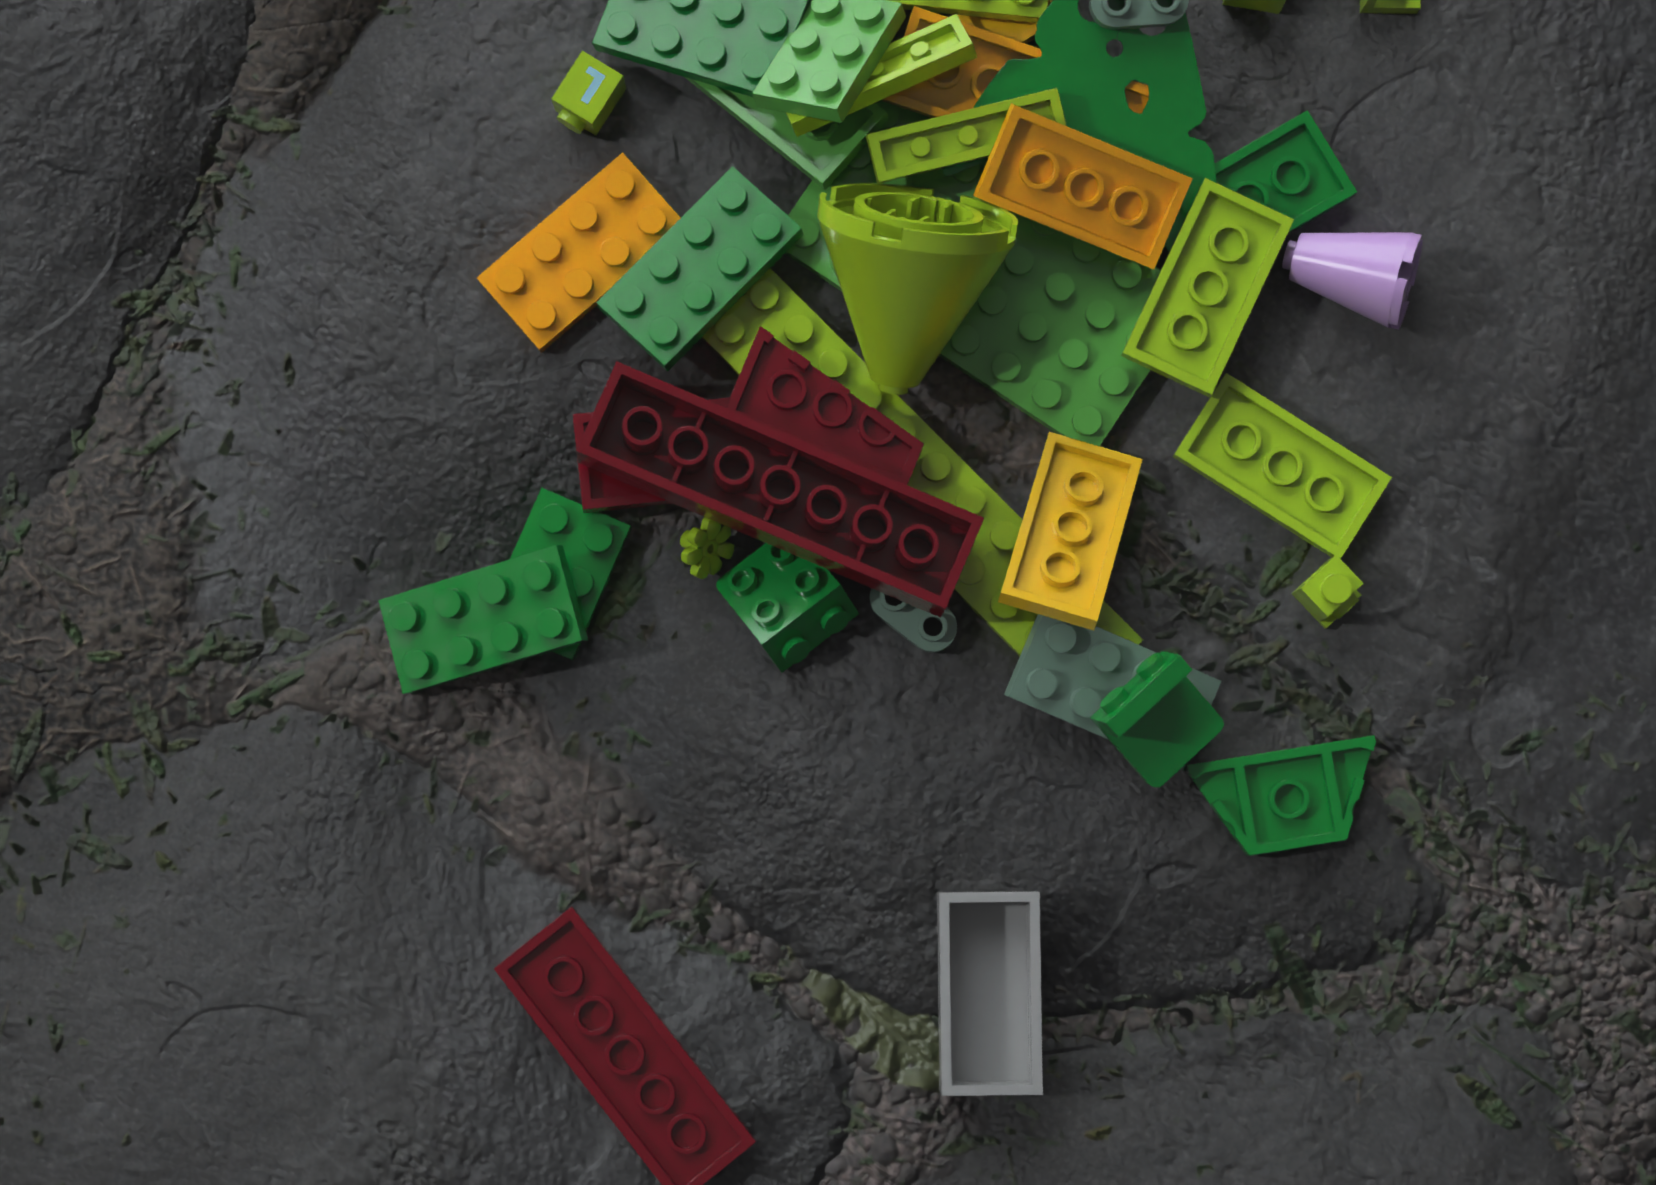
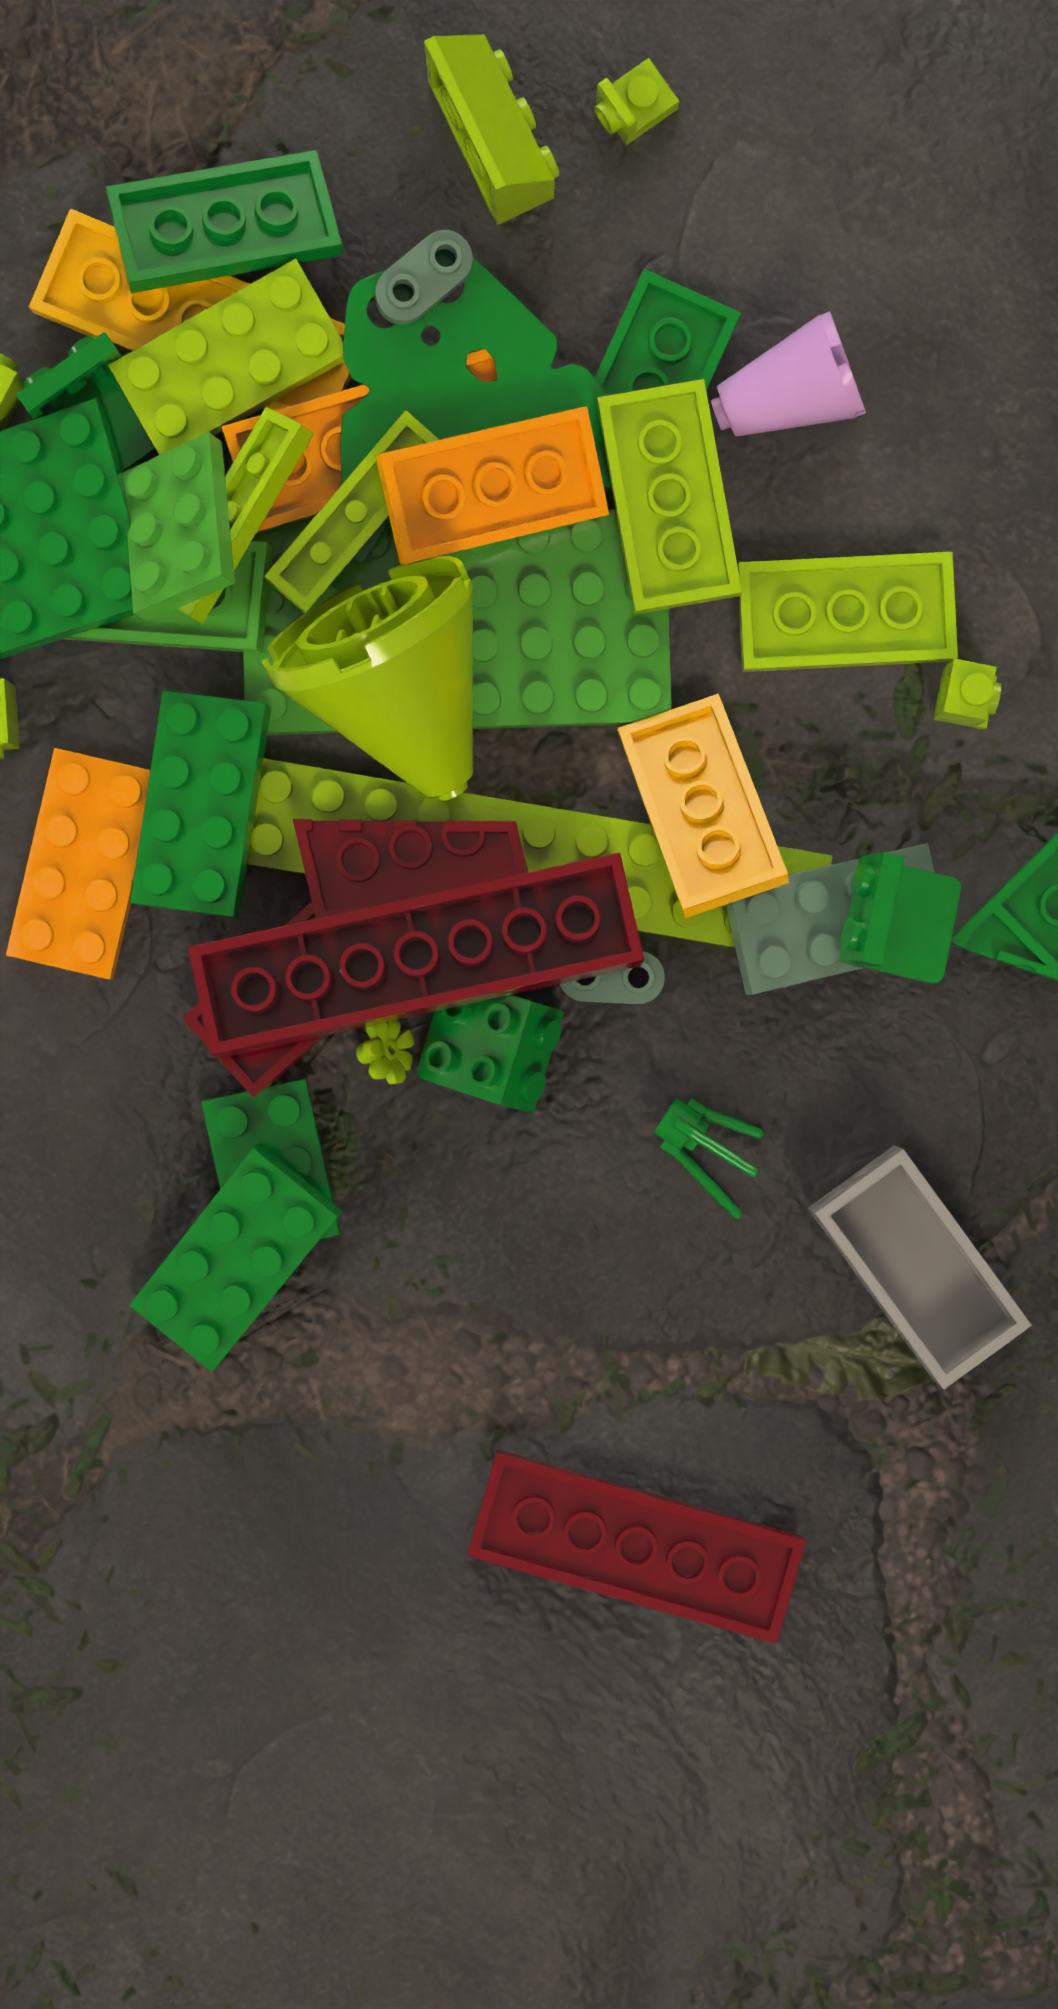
camera: 35 degrees left, 5 degrees up
(887, 763) = (684, 1128): none -> green plant

